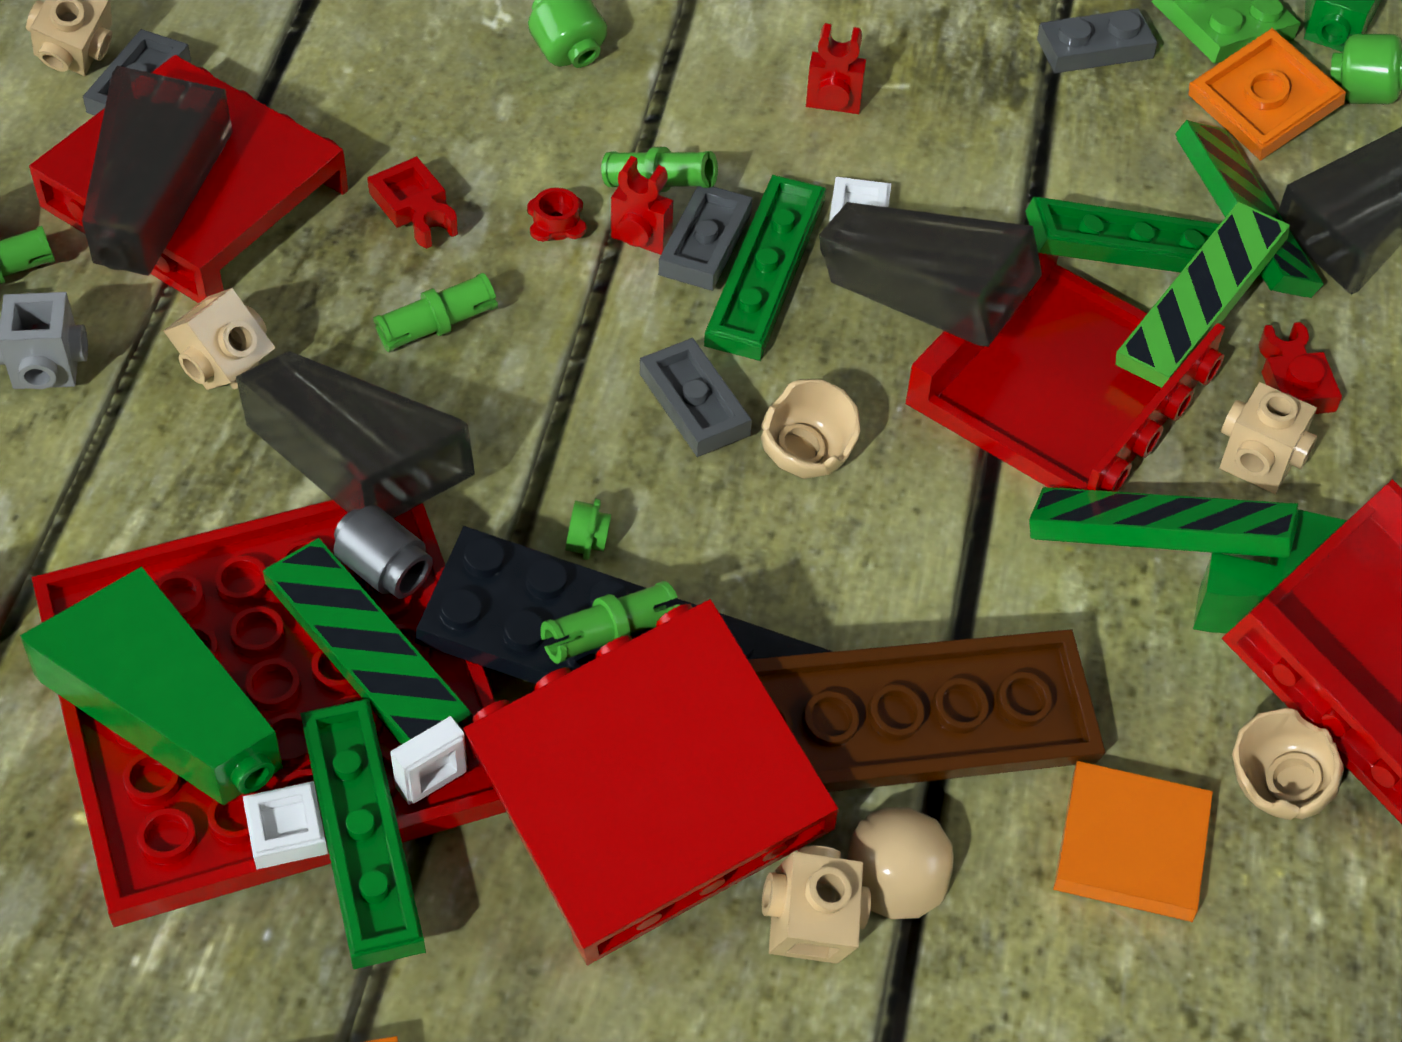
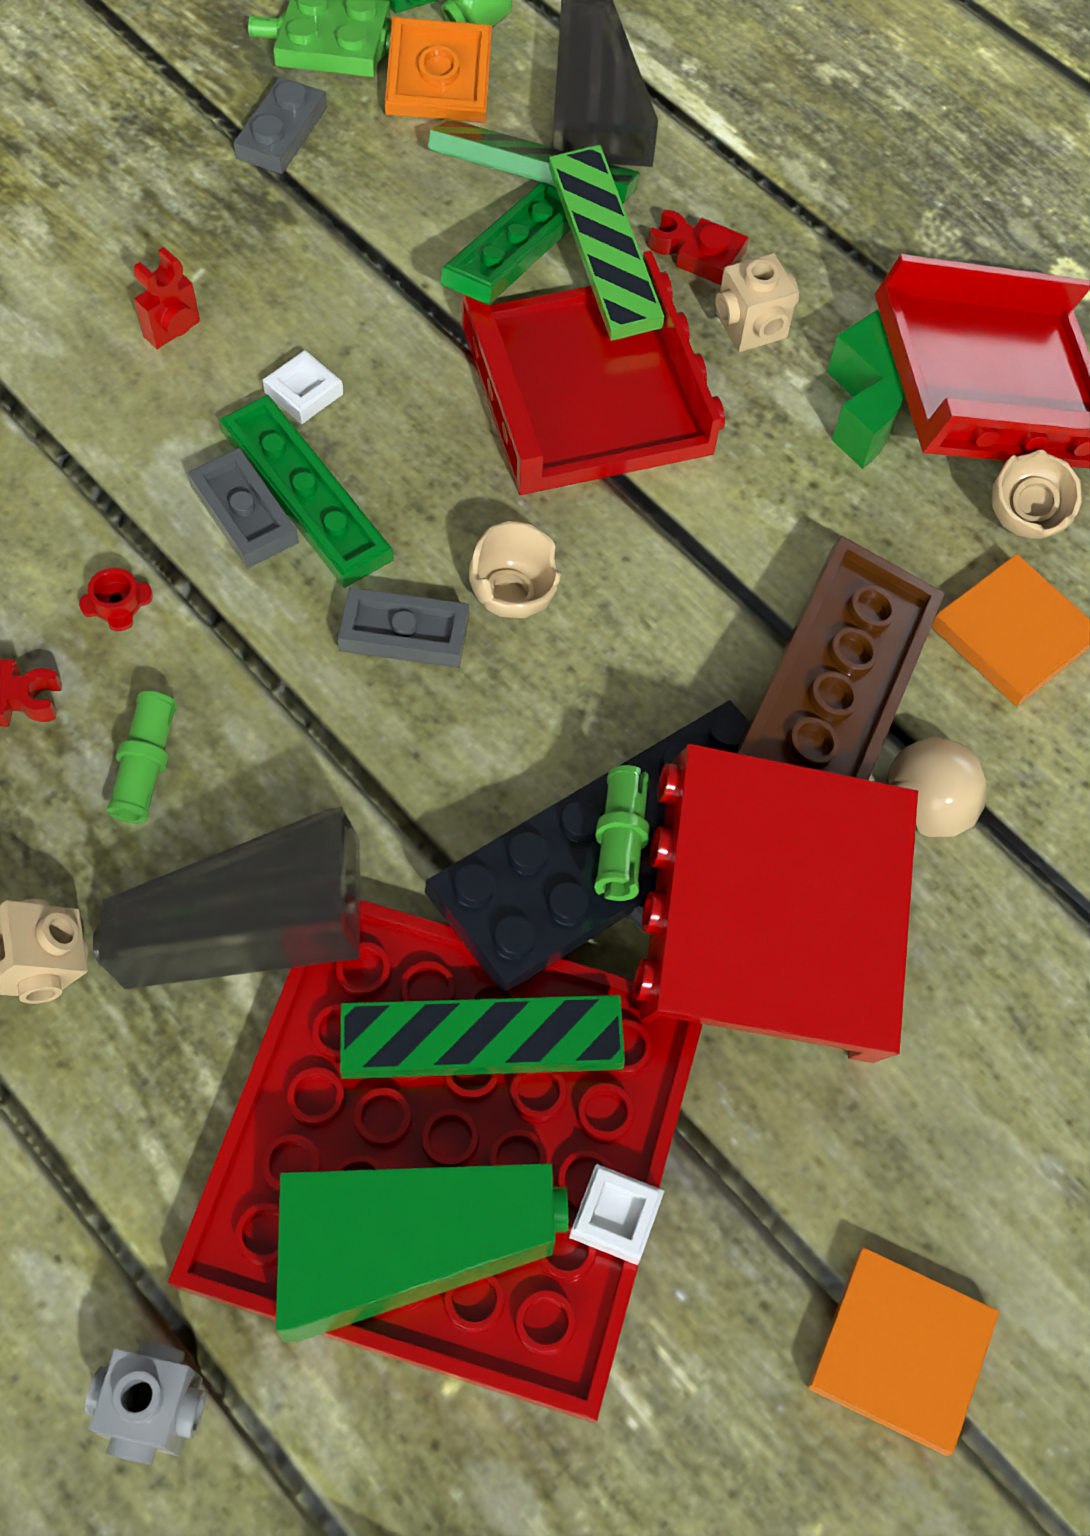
camera: 55 degrees left, 10 degrees up
(362, 834) = (666, 1153): green tile -> none
(382, 551) = (400, 961): flat silver brick -> none
(429, 760) = (649, 1056): white tile -> none
(587, 528) = (473, 792): bright green plate -> none
(638, 210) = (184, 530): red plate -> none
(683, 168) = (147, 489): bright green pin -> none
(816, 905) = (959, 866): tan brick -> none
(934, 266) = (437, 380): clear smoke slope -> none
(1165, 522) = (788, 413): green tile -> none

